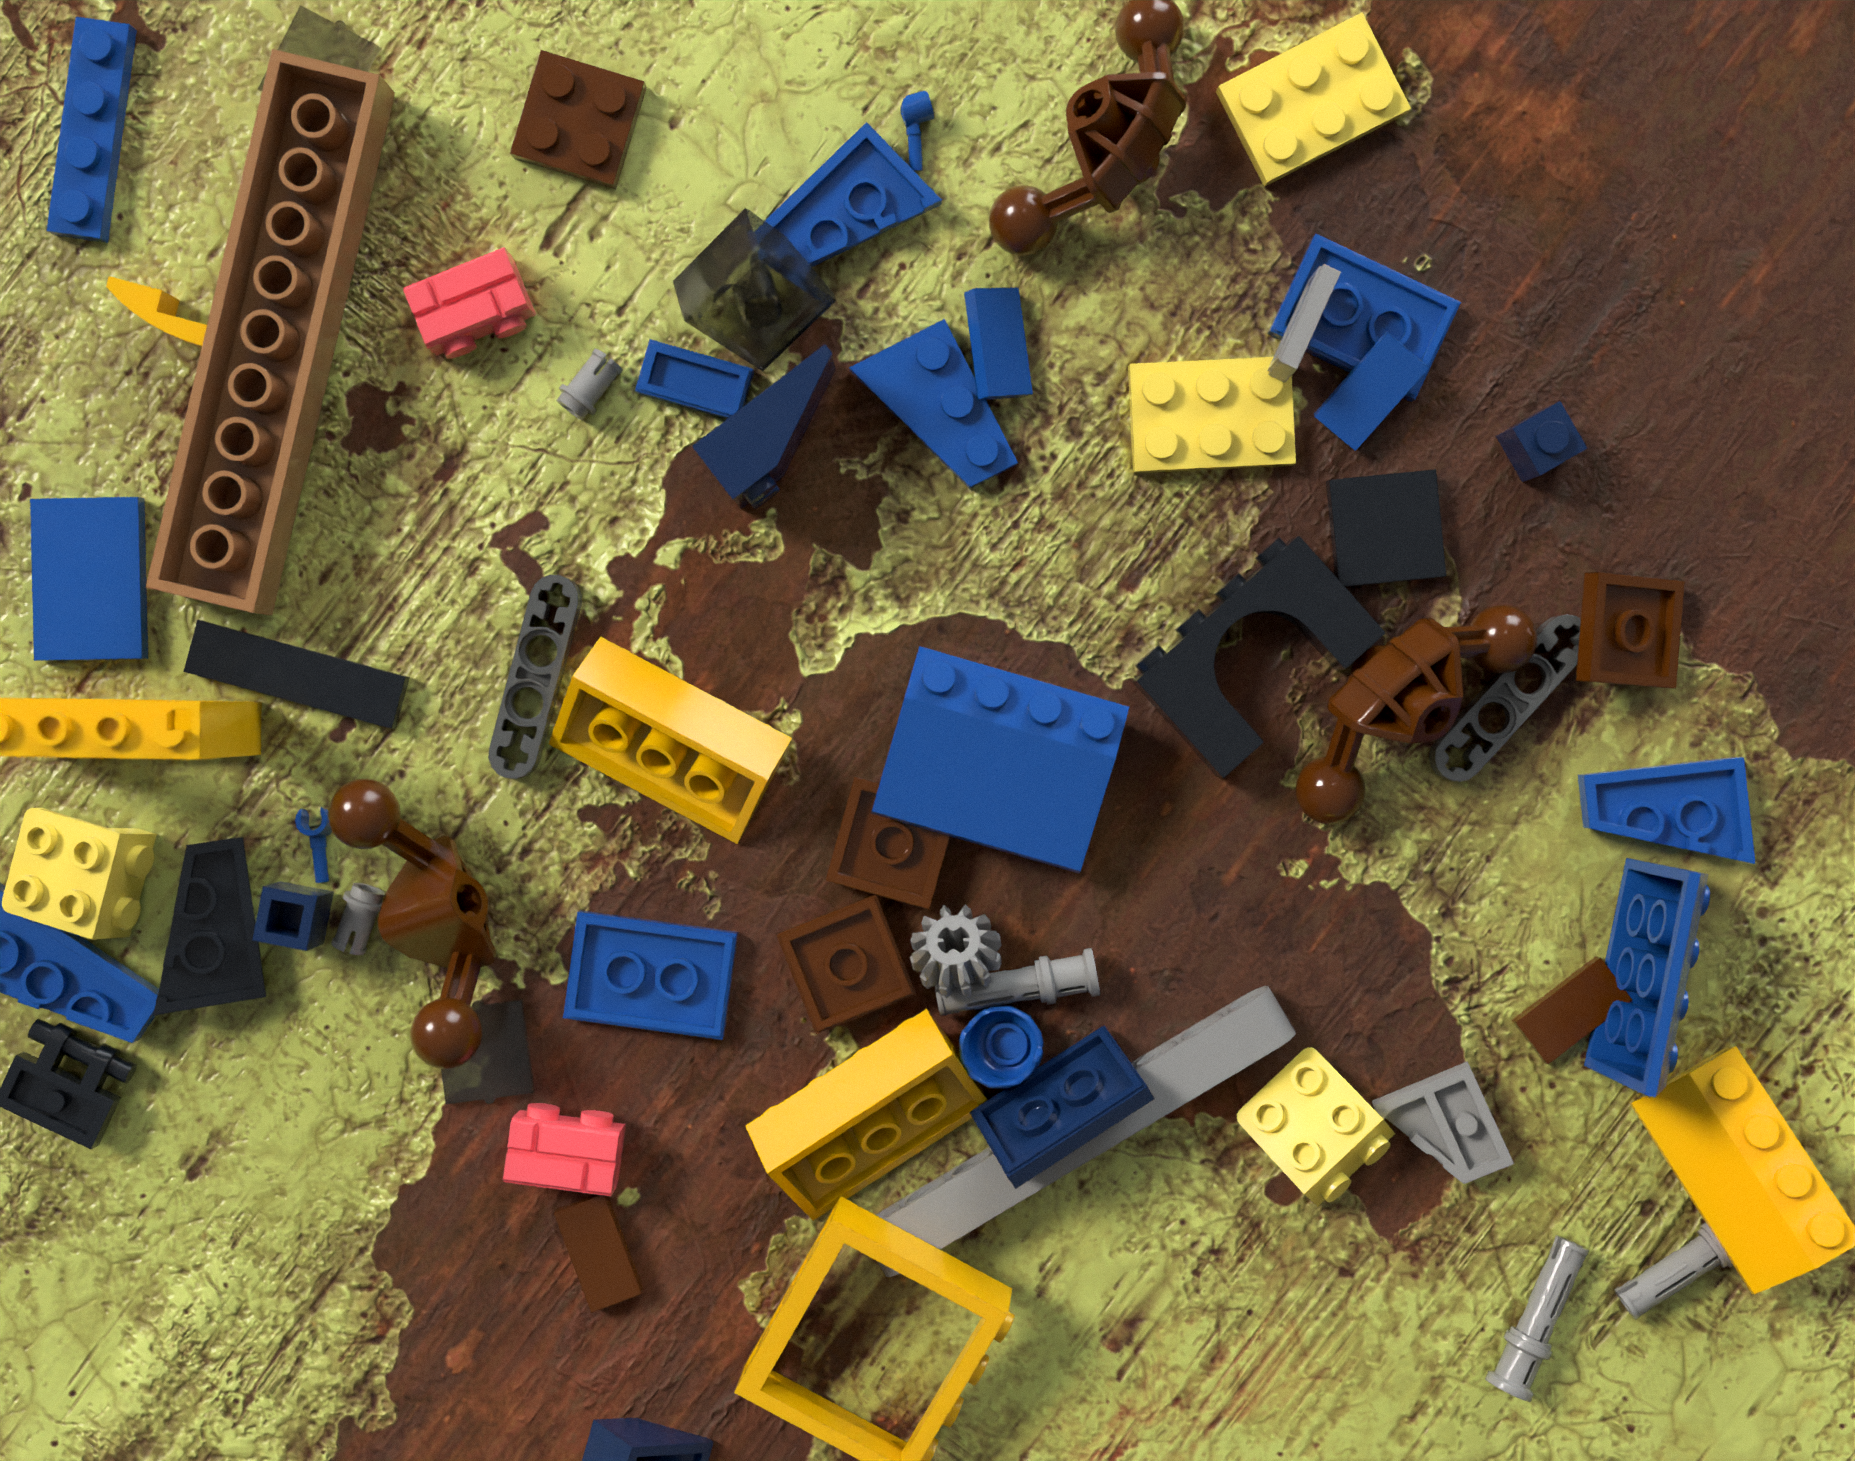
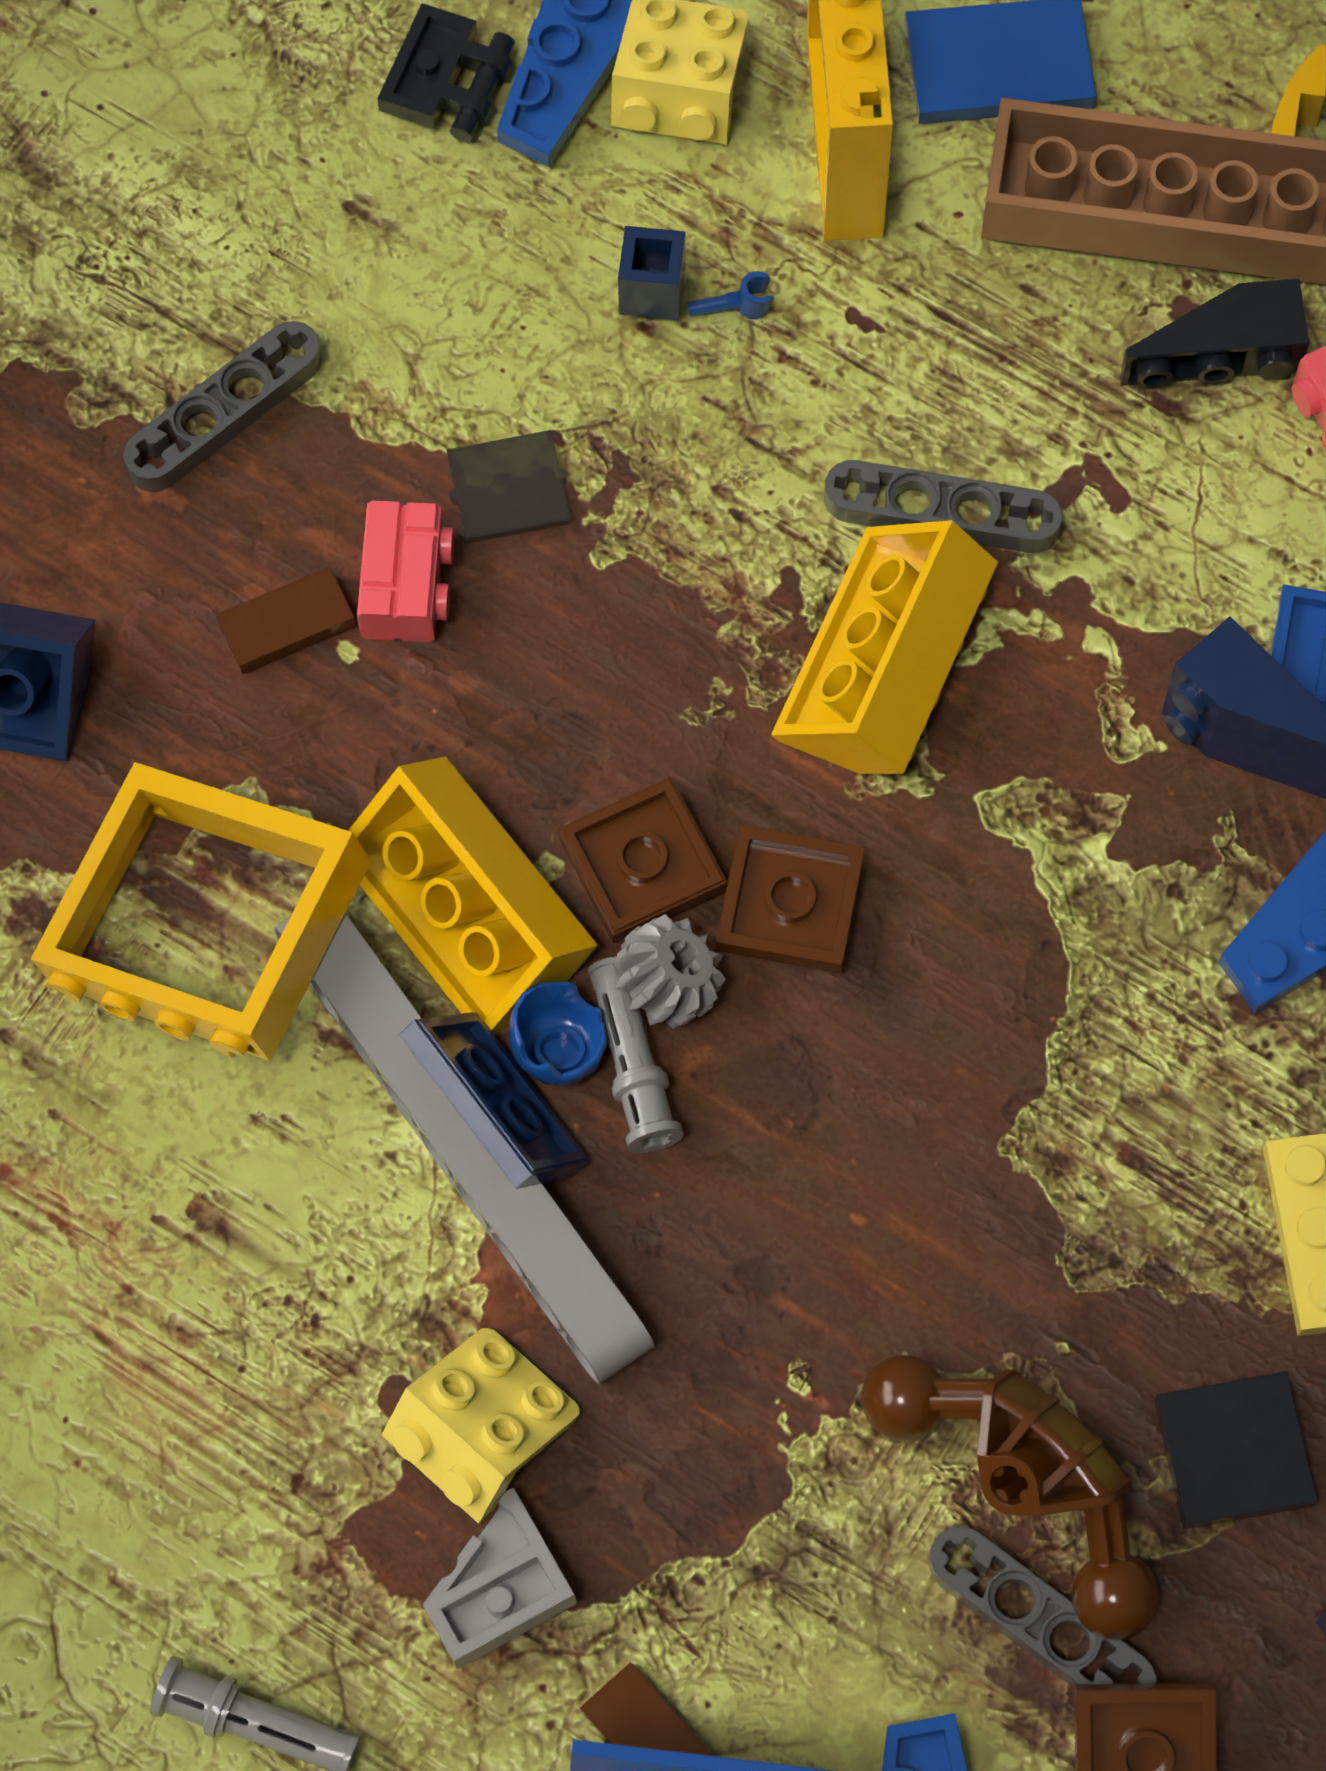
camera: 90 degrees right, 20 degrees down
(212, 932) = (597, 194): black wing -> none
(296, 674) = (918, 267): black tile -> none
(358, 916) = (652, 344): light grey pin -> none
(379, 1303) = (215, 399): none -> dark grey beam
(390, 395) = (1235, 334): none -> black slope
(427, 914) = (660, 410): reddish brown piece -> none
(588, 387) = (1282, 535): light grey pin -> none
(650, 974) = (610, 654): blue tile -> none
(1000, 759) = (903, 1003): blue slope -> none
(1286, 584) = (1026, 1213): black arch -> none

